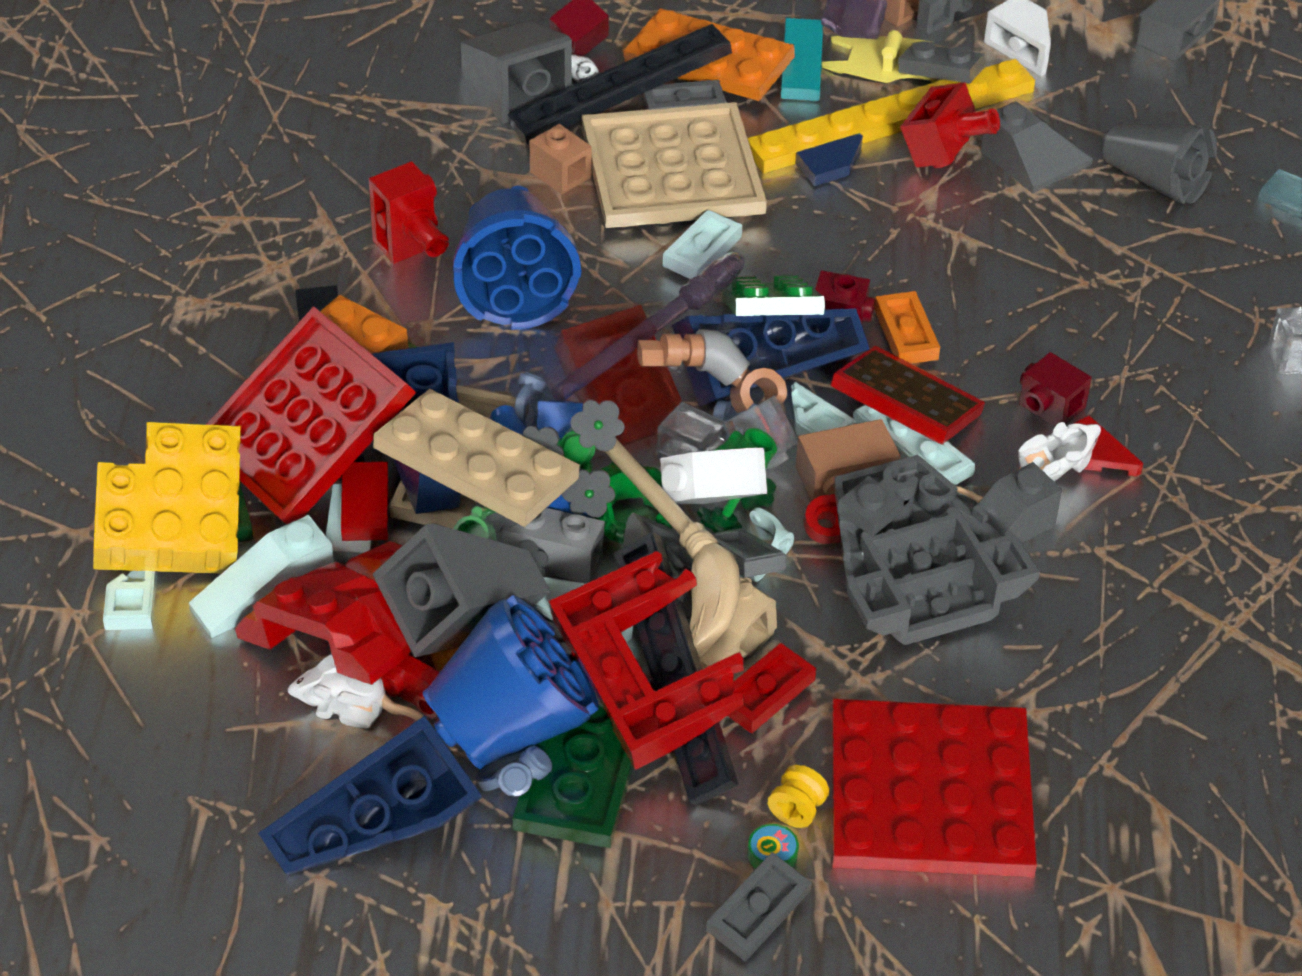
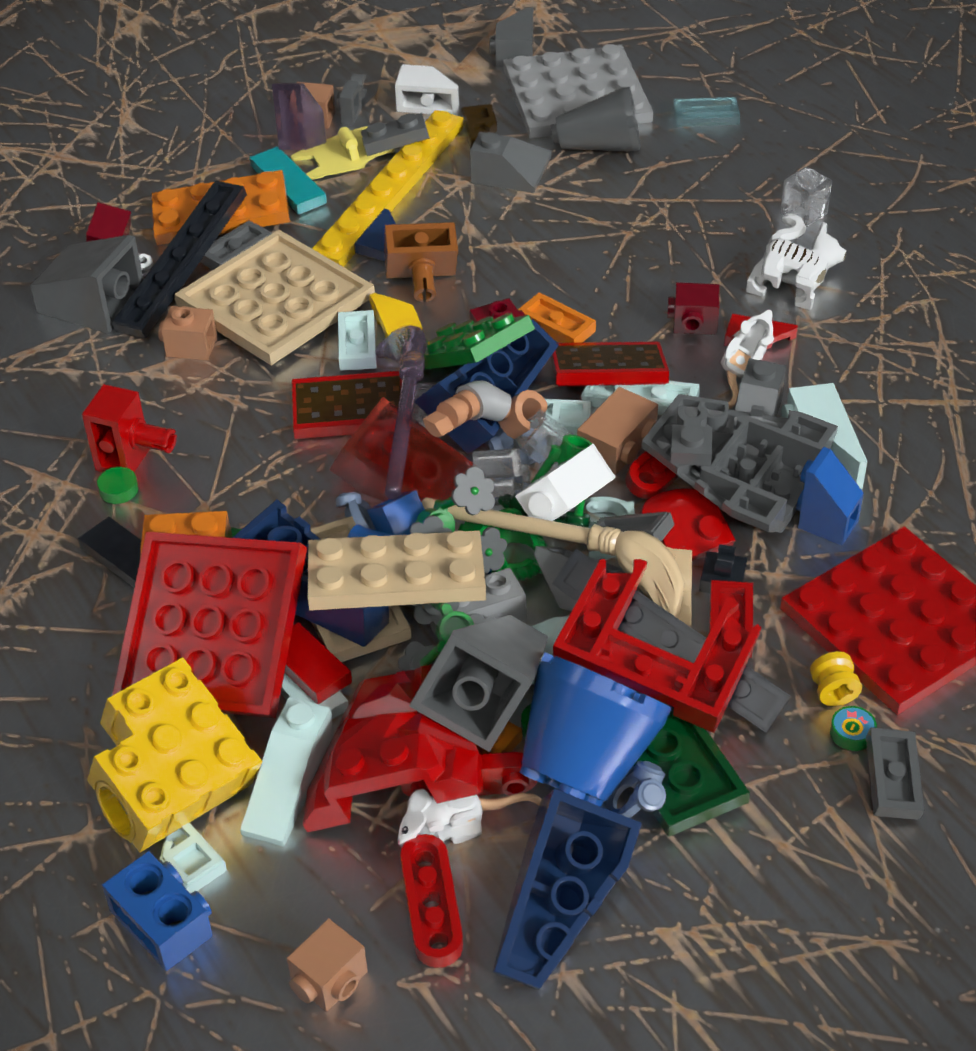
camera: 35 degrees left, 0 degrees up
(64, 621) = (150, 914): none -> blue brick
(139, 744) = (327, 966): none -> nougat brick
(275, 734) = (426, 885): none -> red plate
(373, 263) = (117, 485): none -> green tile
(515, 261) = (245, 415): blue cone -> none
(619, 284) = (339, 402): none -> tile
(760, 246) = (393, 313): none -> yellow slope
(812, 584) = (696, 519): none -> red slope
(812, 642) = (722, 567): none -> black tile
(839, 193) = (421, 253): none -> dark orange brick
(944, 124) = (444, 173): red brick -> none
(968, 635) = (829, 499): none -> blue slope
(1051, 93) = (478, 119): none -> dark brown tile
(1062, 556) = (825, 404): none -> light aqua slope
(1186, 89) = (565, 80): none -> light grey plate
(1207, 405) = (794, 263): none -> white animal

